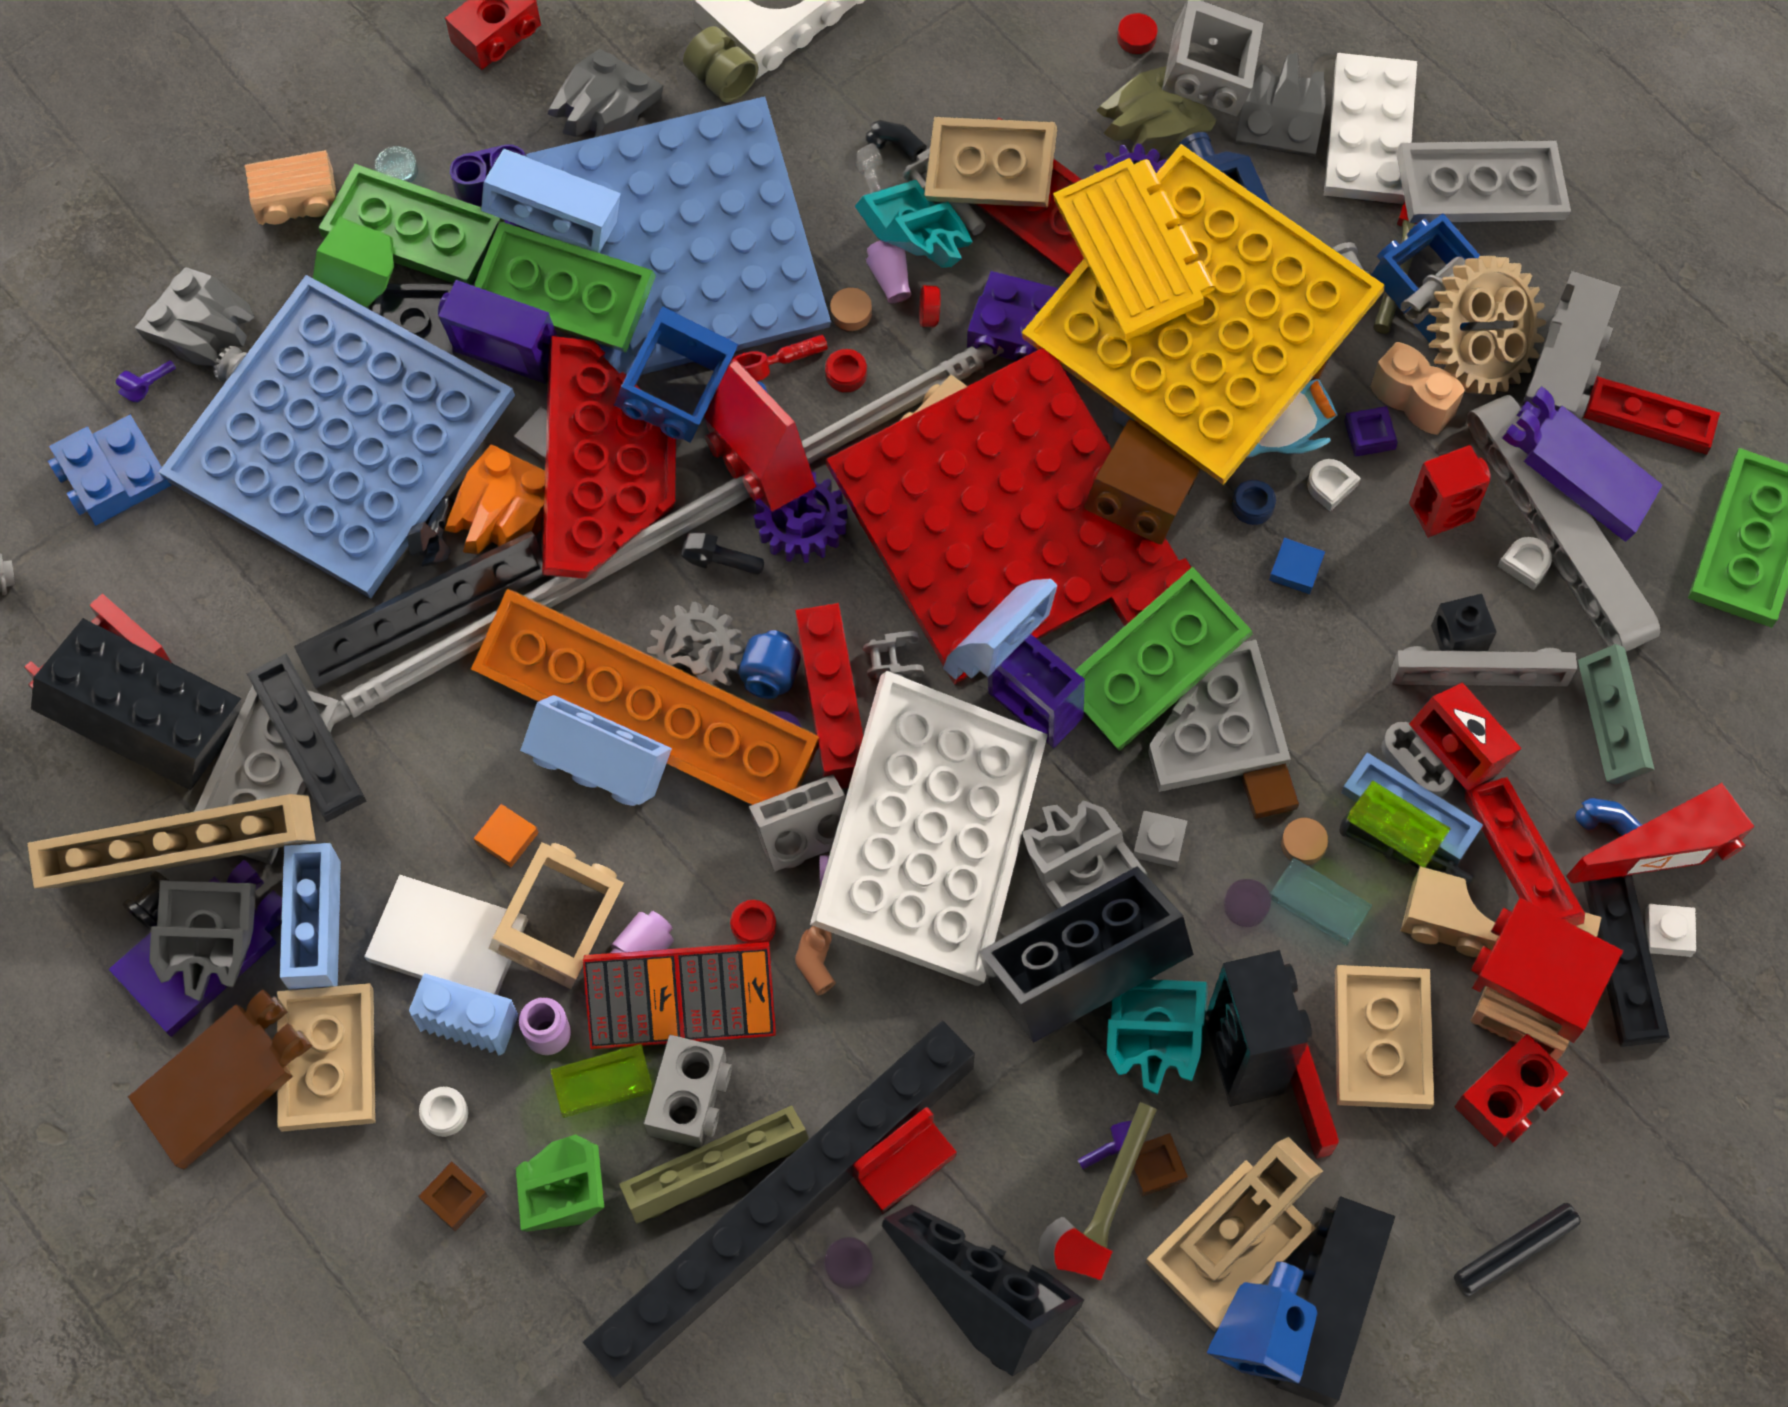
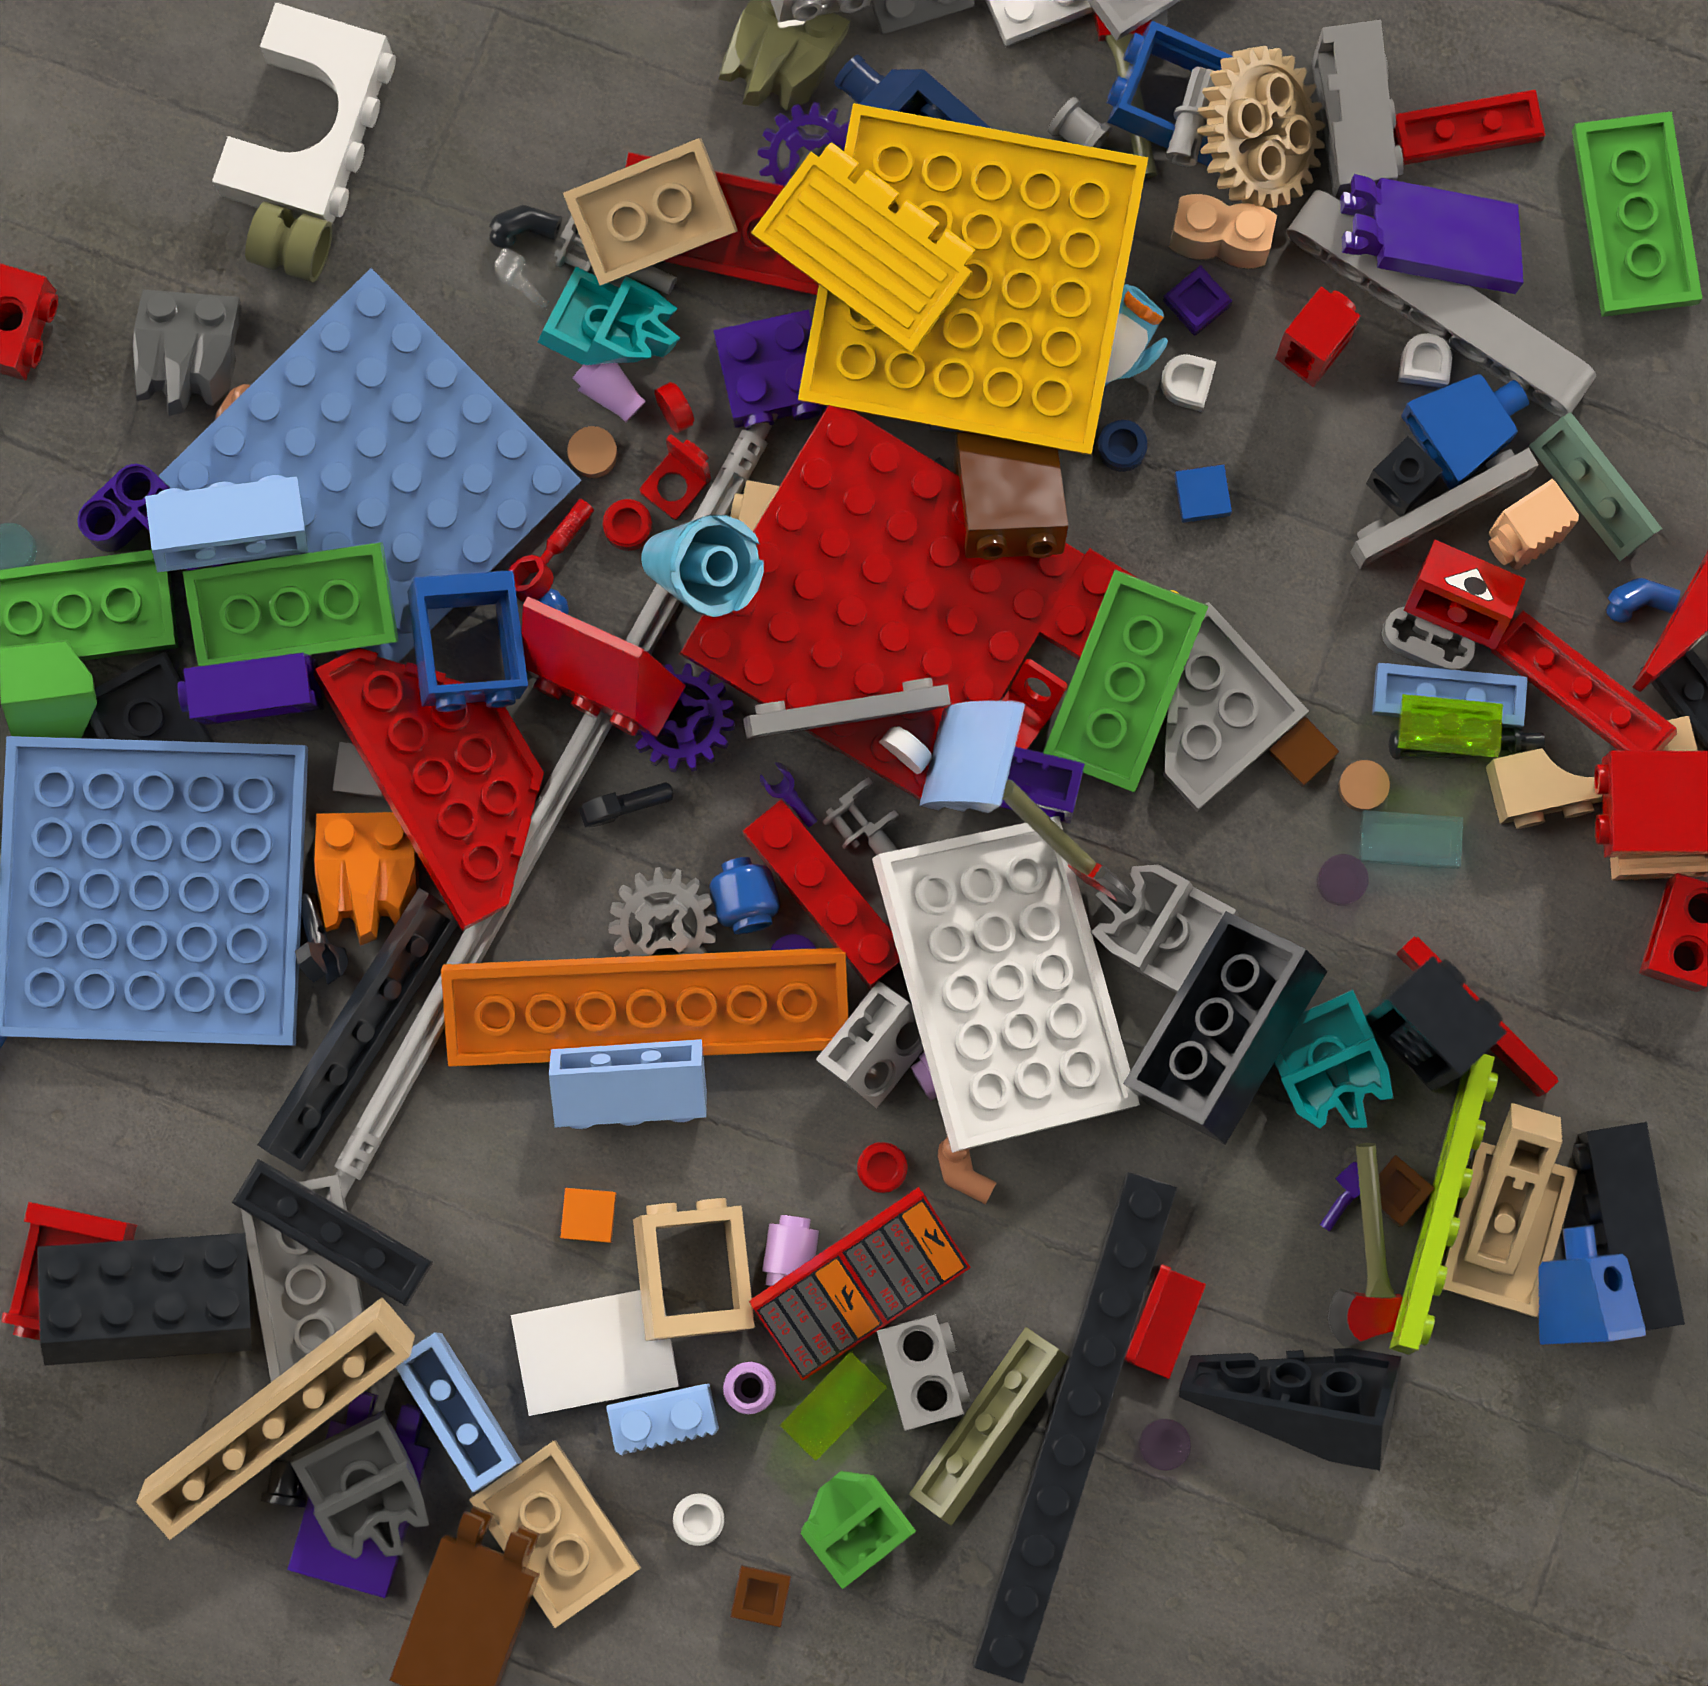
camera: 25 degrees left, 15 degrees up
(849, 616) = (786, 791): none -> dark purple hand
(868, 539) = (916, 697): none -> light grey plate
(884, 398) = (706, 564): none -> medium azure cone
(913, 349) = (683, 460): none -> red bracket
(956, 617) = (907, 749): none -> white tile
(1047, 783) = (1077, 859): none -> olive piece
(1068, 642) = (1037, 708): none -> red bracket
(1160, 839) = (1224, 861): light grey plate -> none
(1174, 1205) = (1439, 1224): none -> lime plate
(1383, 1037) = (1542, 945): tan plate -> none
(1534, 613) = (1465, 424): none -> blue torso
(1547, 710) = (1532, 526): none -> light nougat brick

